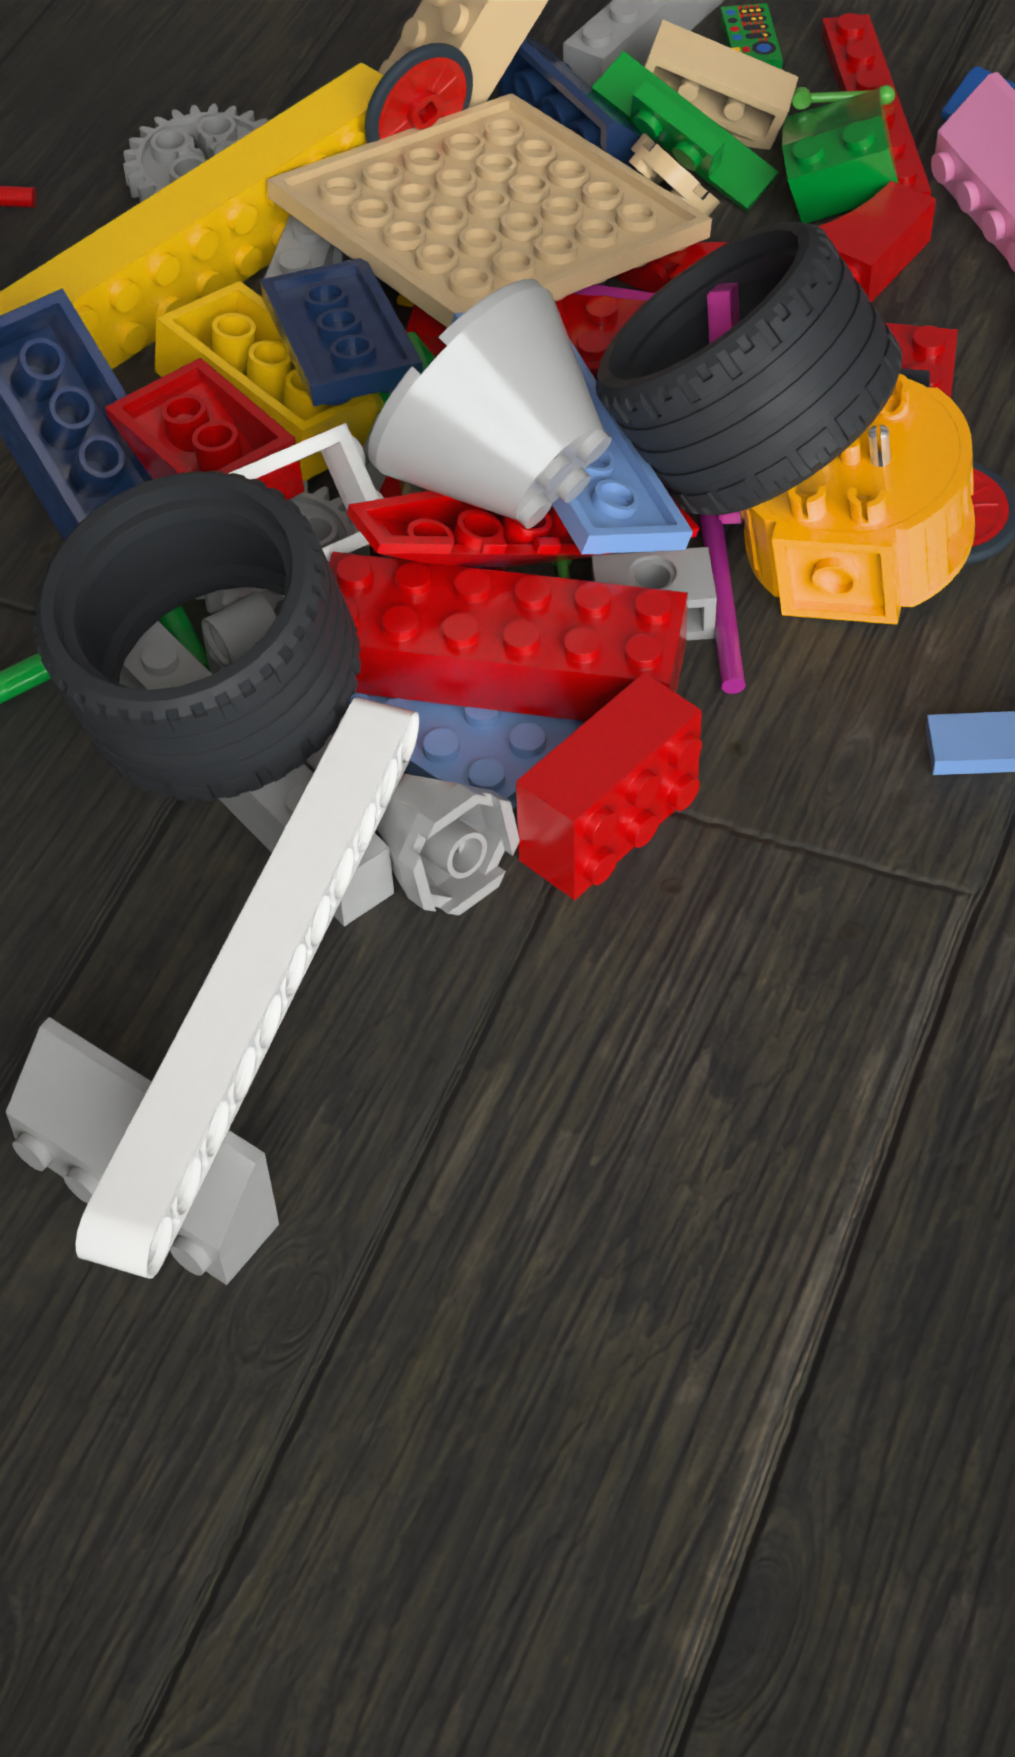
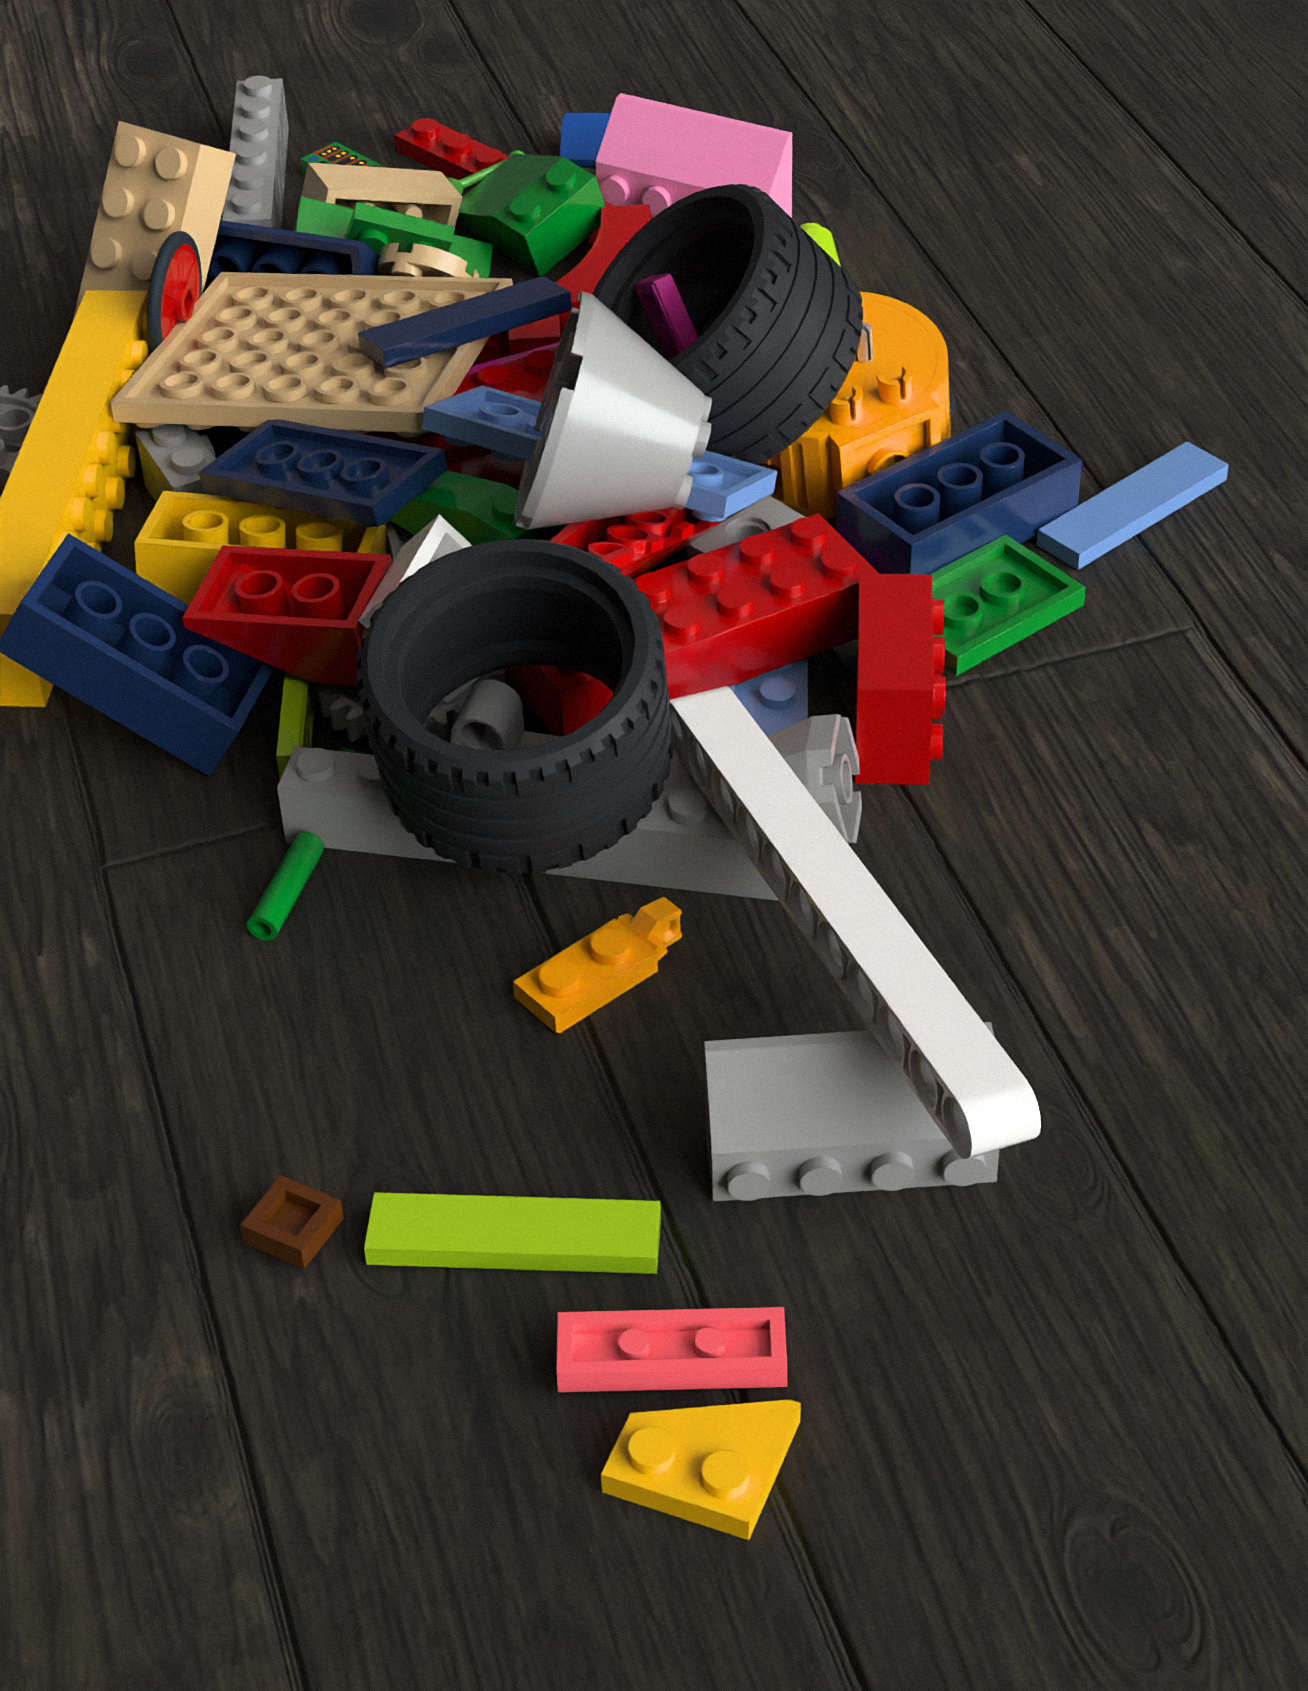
camera: 40 degrees left, 10 degrees down
(147, 895) = (599, 966): none -> light orange hinge
(598, 243) = (464, 321): none -> dark blue tile
(795, 759) = (999, 600): none -> green plate
(868, 648) = (959, 497): none -> dark blue brick

